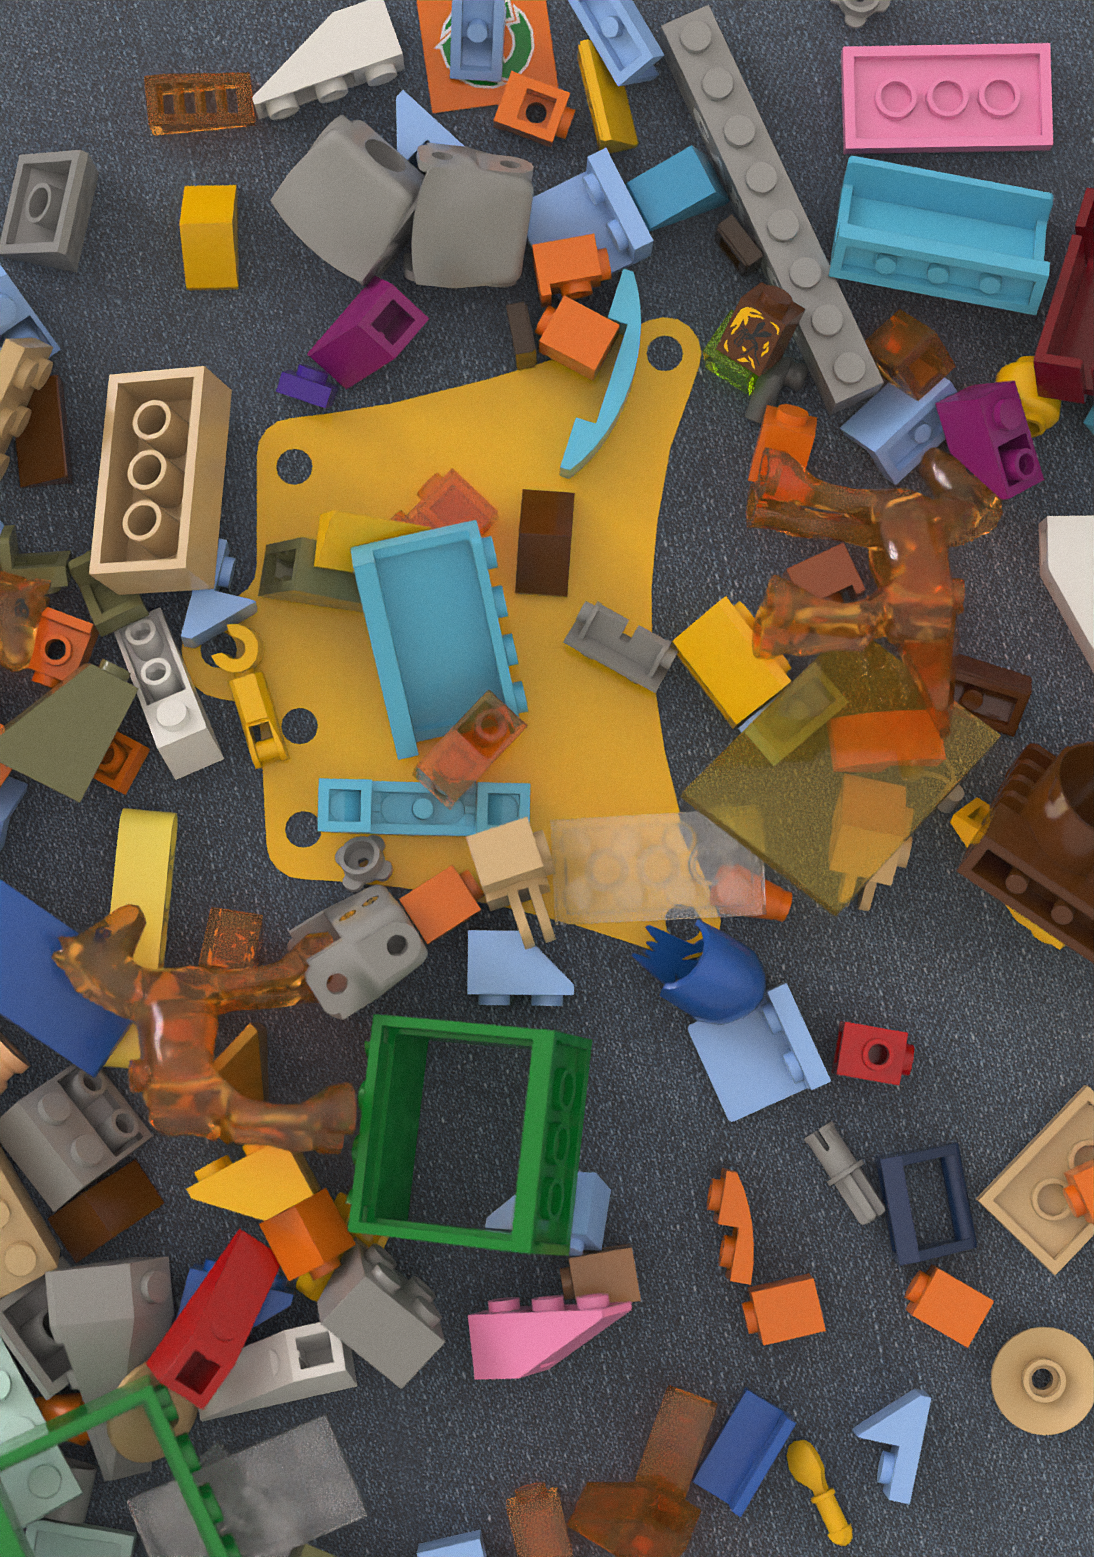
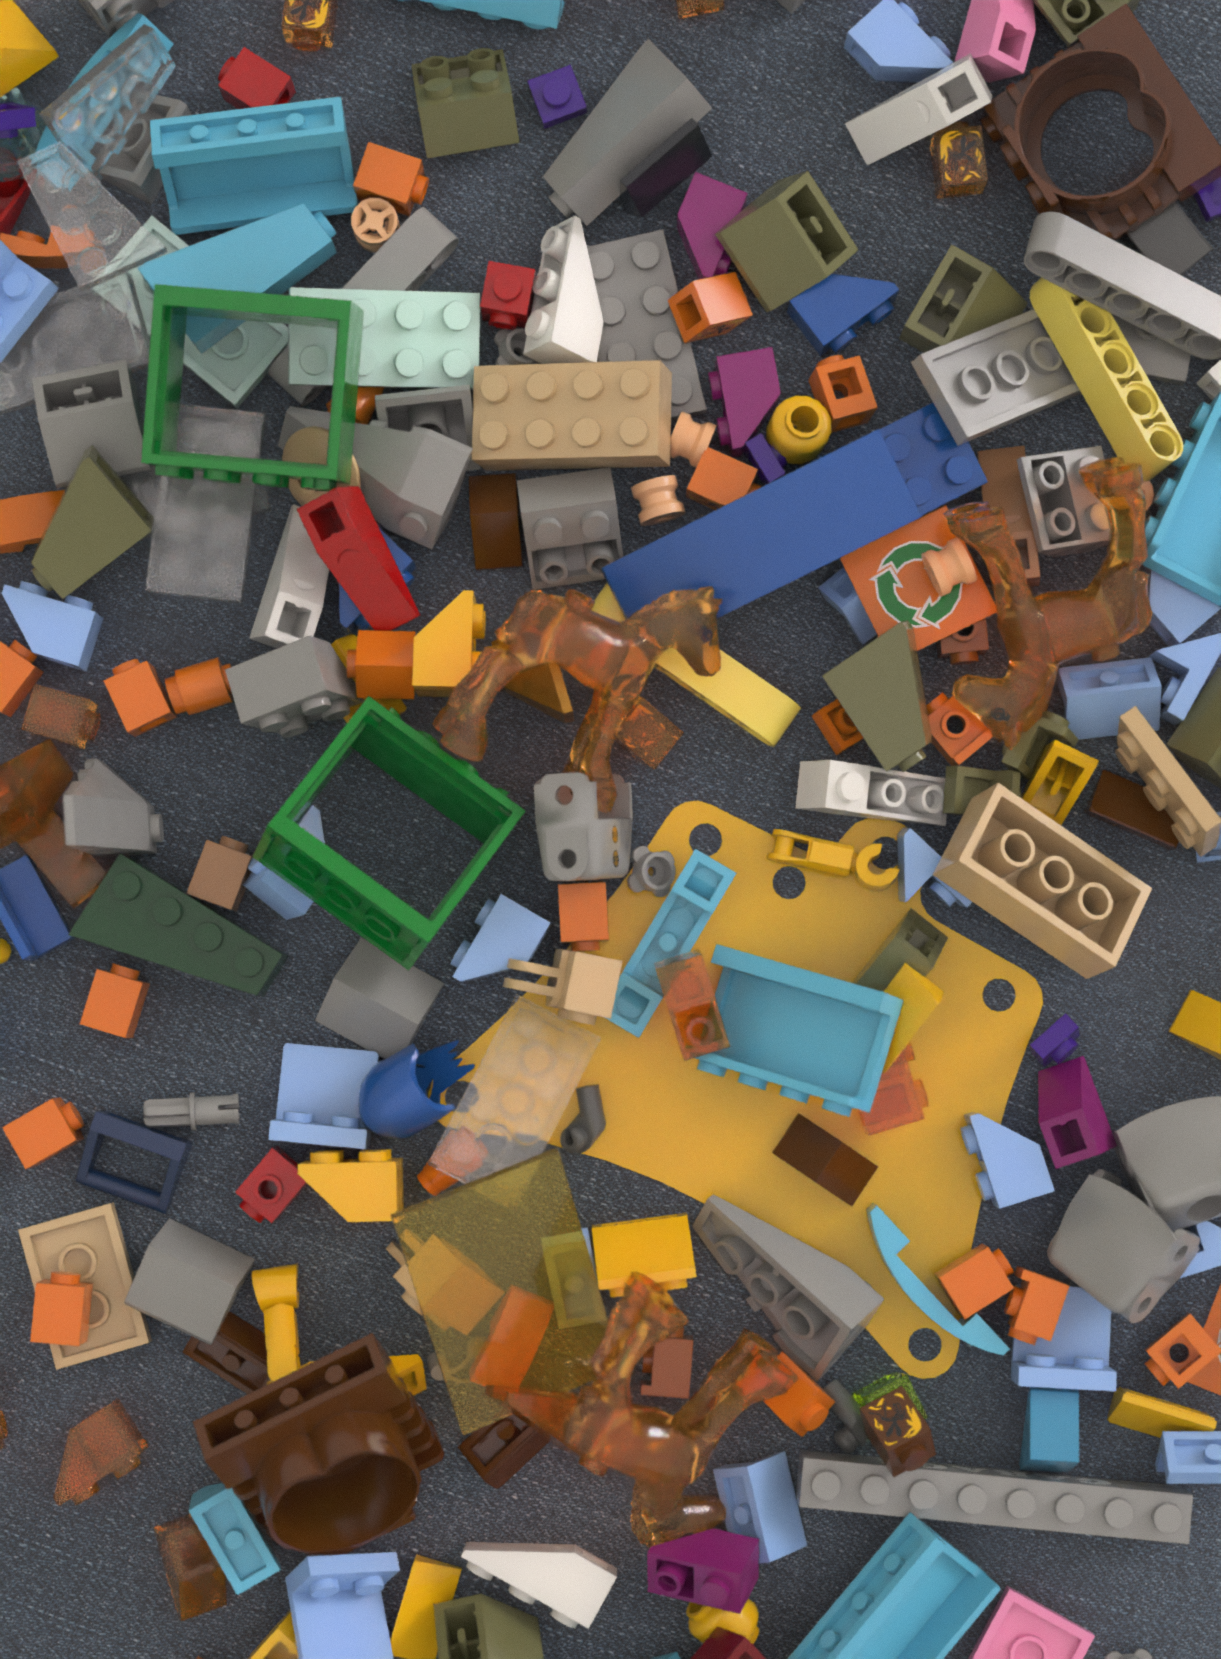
camera: 125 degrees right, 0 degrees up
(53, 522) = (1058, 780): none -> yellow slope
(432, 1406) = (199, 687): none -> orange brick
(448, 366) = (1009, 1162): none -> light blue slope
(475, 1461) = (139, 696): none -> orange brick
(521, 335) = (1002, 1236): dark brown tile -> none
(526, 1340) = (207, 790): bright pink slope -> none
(601, 637) = (689, 1181): light grey hinge -> none
(607, 1420) = (109, 815): none -> light grey wedge
(638, 1055) = (378, 1001): none -> light grey slope
(640, 786) = (588, 1123): none -> dark grey arm
(681, 491) = (803, 1292): none -> light grey wedge
(683, 1306) = (163, 924): none -> dark green wedge
(732, 1209) = (215, 1005): orange slope -> none
(738, 246) = (977, 1453): dark brown tile -> none
(826, 969) = (357, 1188): none -> yellow slope
(909, 354) = (810, 1541): clear orange brick -> none
(976, 985) = (278, 1299): none -> yellow piece
(1008, 1081) = (188, 1281): none -> light grey slope
(1046, 997) = (235, 1354): none -> reddish brown slope

